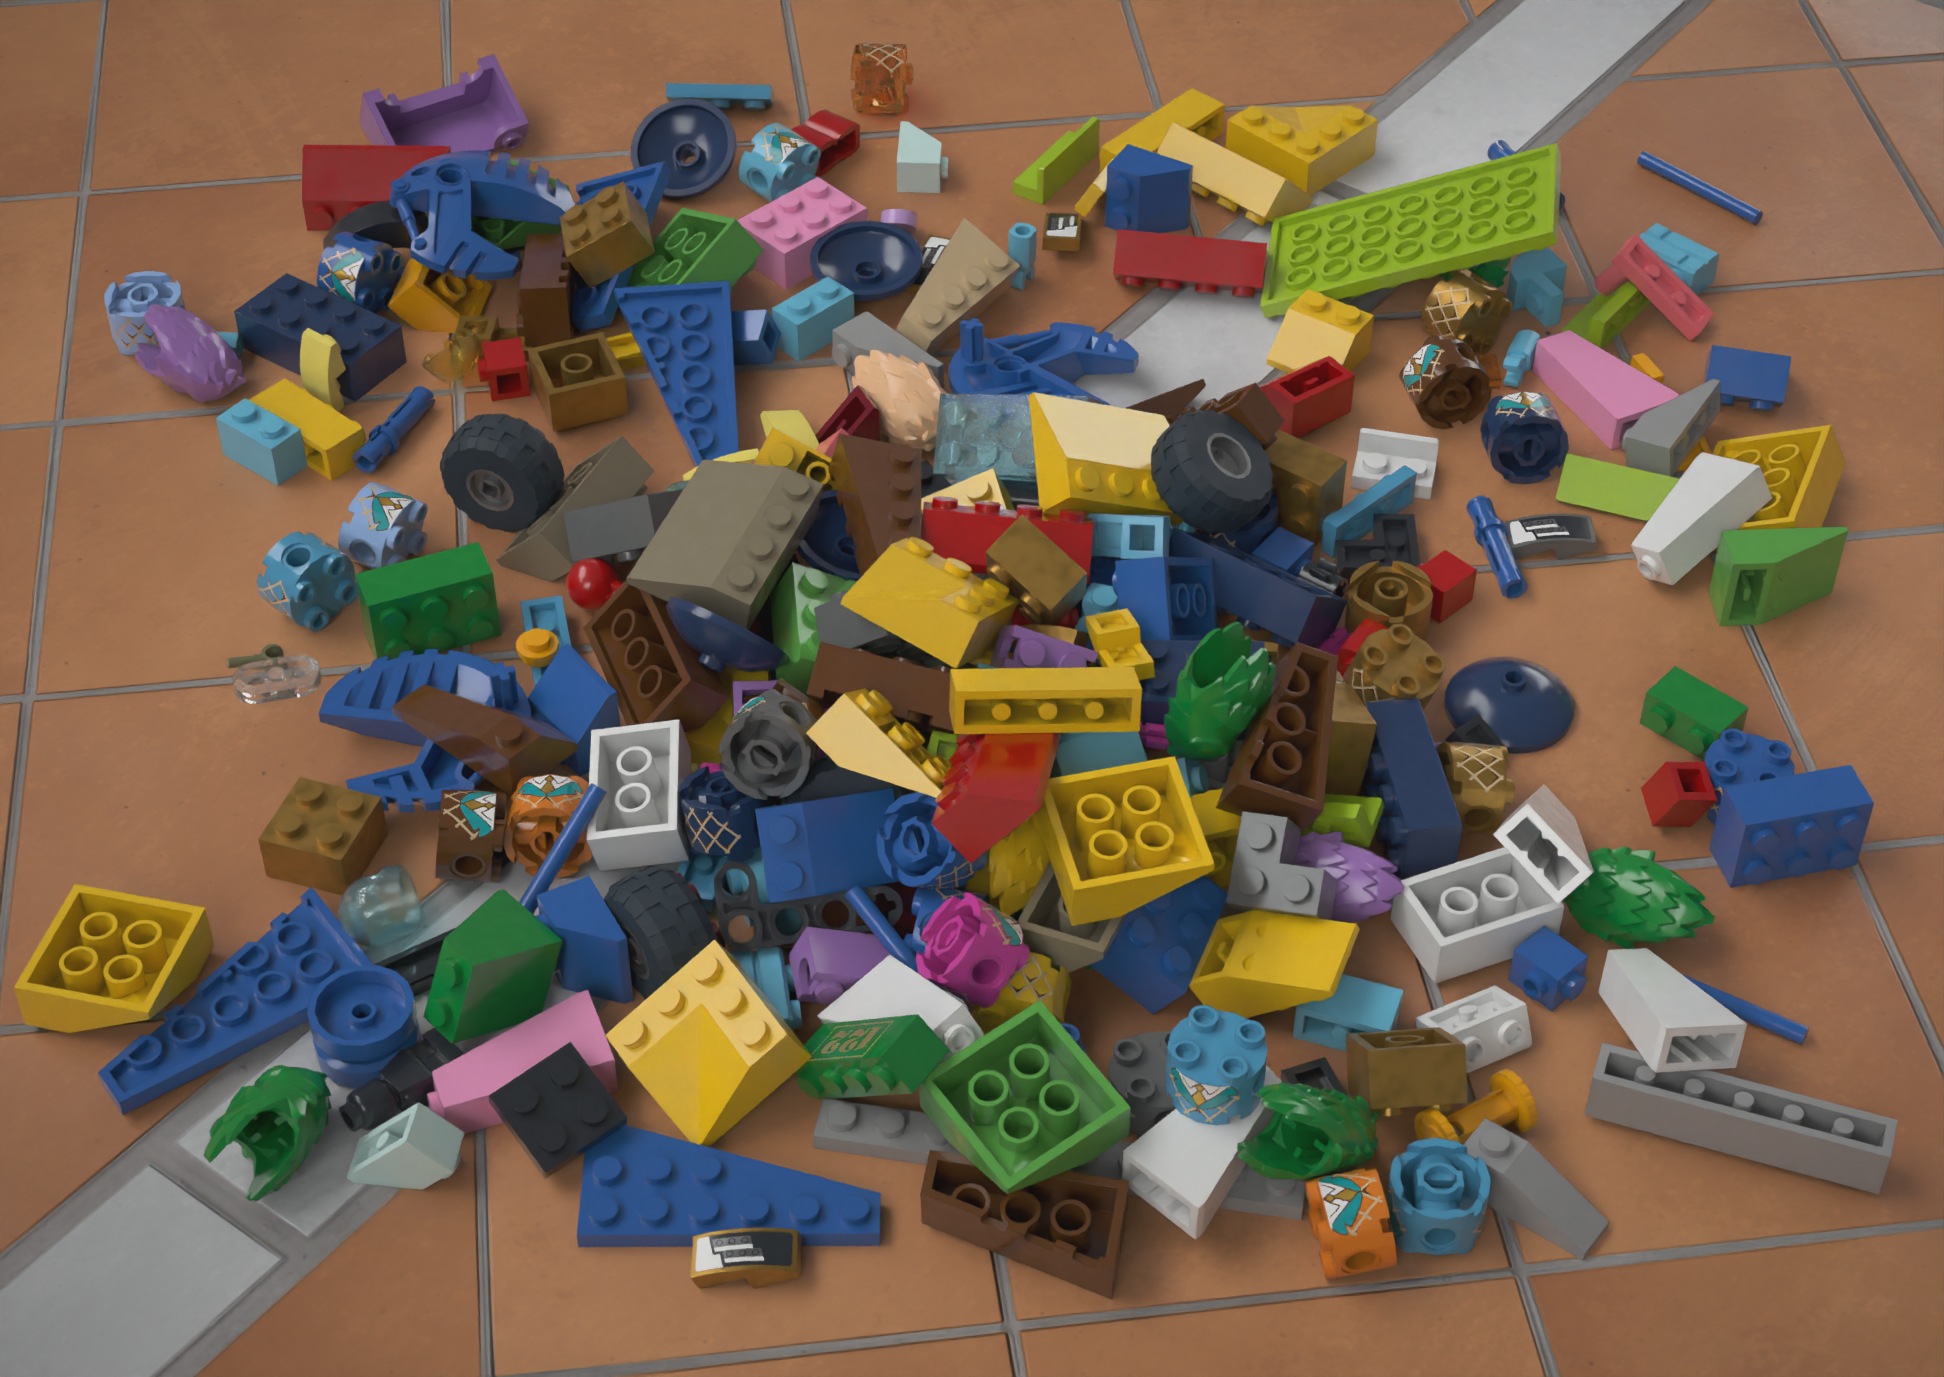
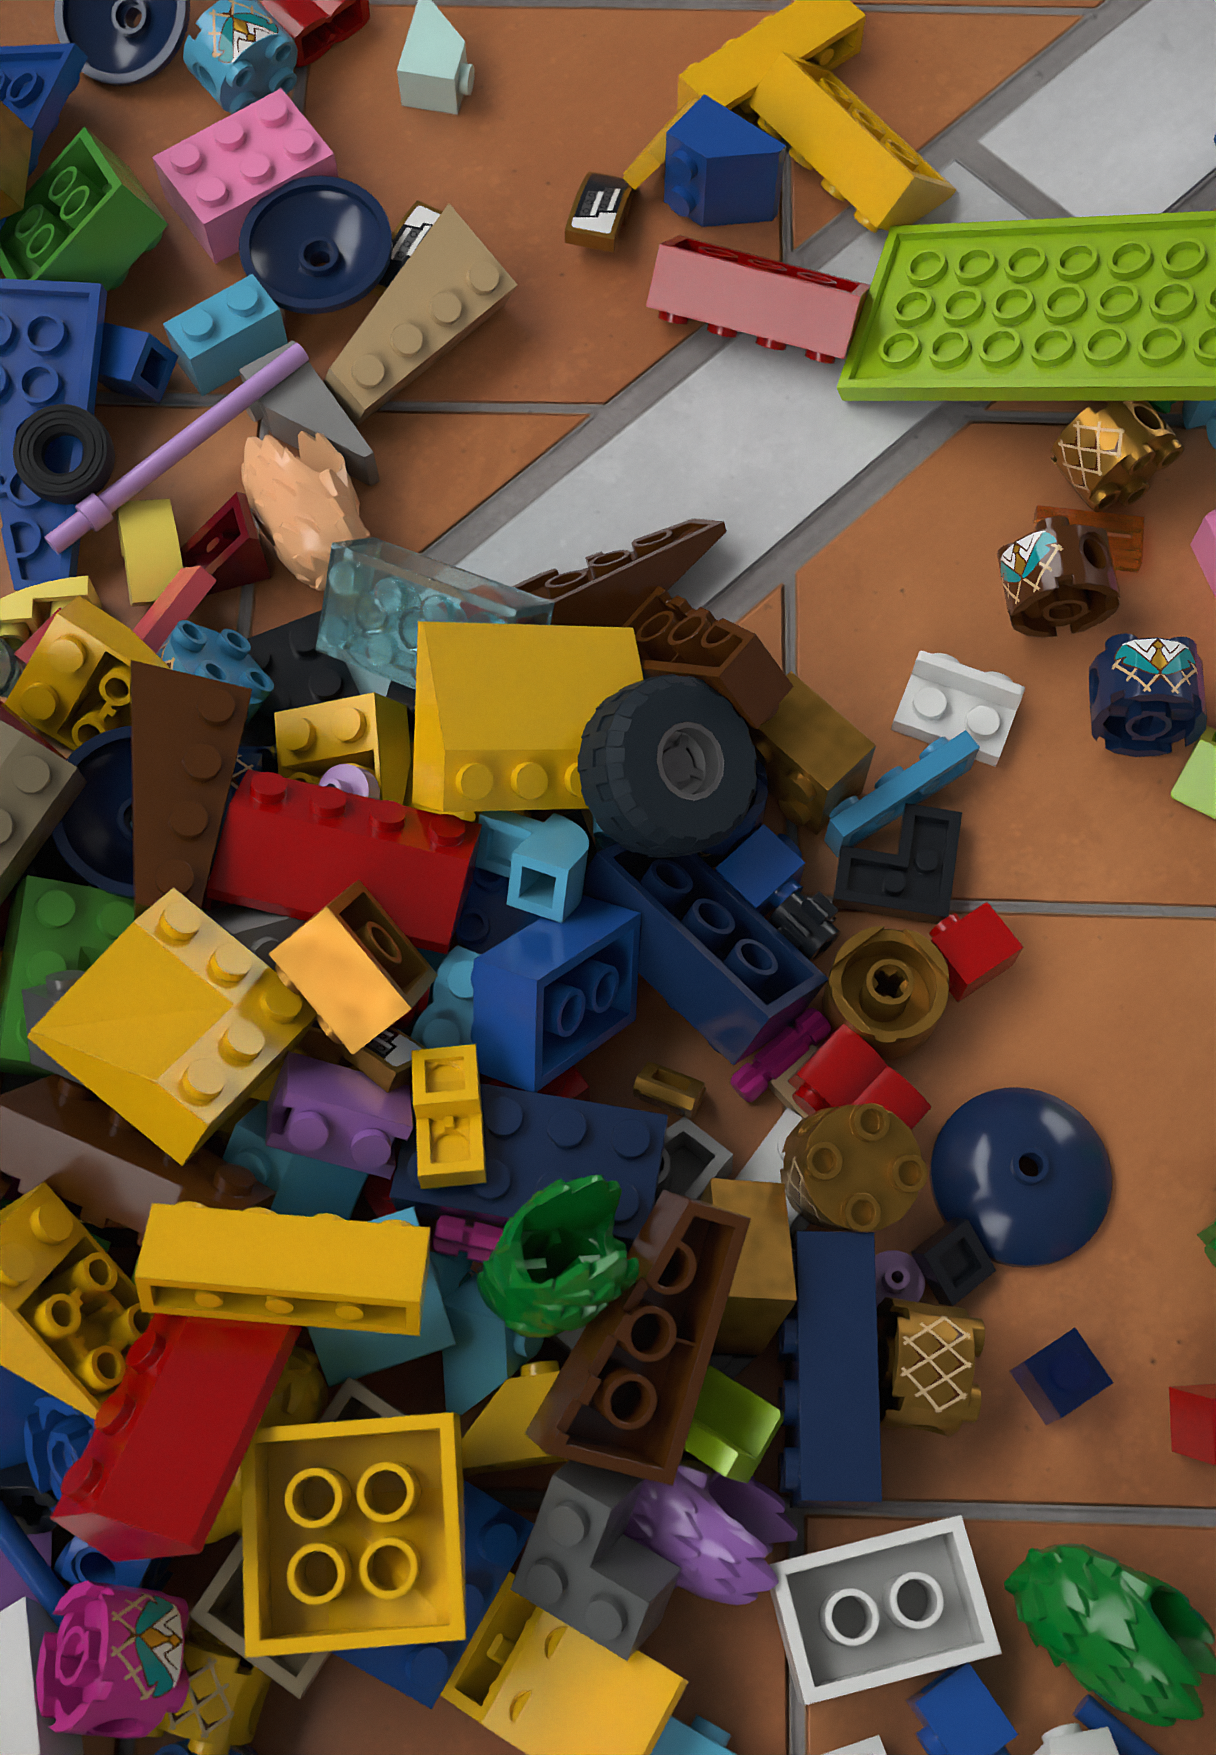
camera: 10 degrees right, 25 degrees up
(727, 400) = (53, 423): none -> black tyre
(755, 411) = (96, 511): none -> lavender bar
(901, 218) = (382, 173): lavender tile -> none
(1023, 251) = (527, 257): medium azure bar -> none
(1042, 366) = (464, 492): blue piece -> none
(1059, 163) = (623, 87): lime panel -> none
(1304, 143) = (960, 90): yellow slope -> none
(1311, 395) = (854, 567): red slope -> none
(1320, 328) = (905, 463): yellow slope -> none
(1491, 535) = (1064, 868): blue pin -> none
(1520, 357) = (1177, 526): medium azure bar -> none
(1547, 843) = (997, 1531): white slope -> none
(1562, 532) = (1149, 869): slope -> none
(1571, 781) = (1061, 1377): none -> clear blue brick

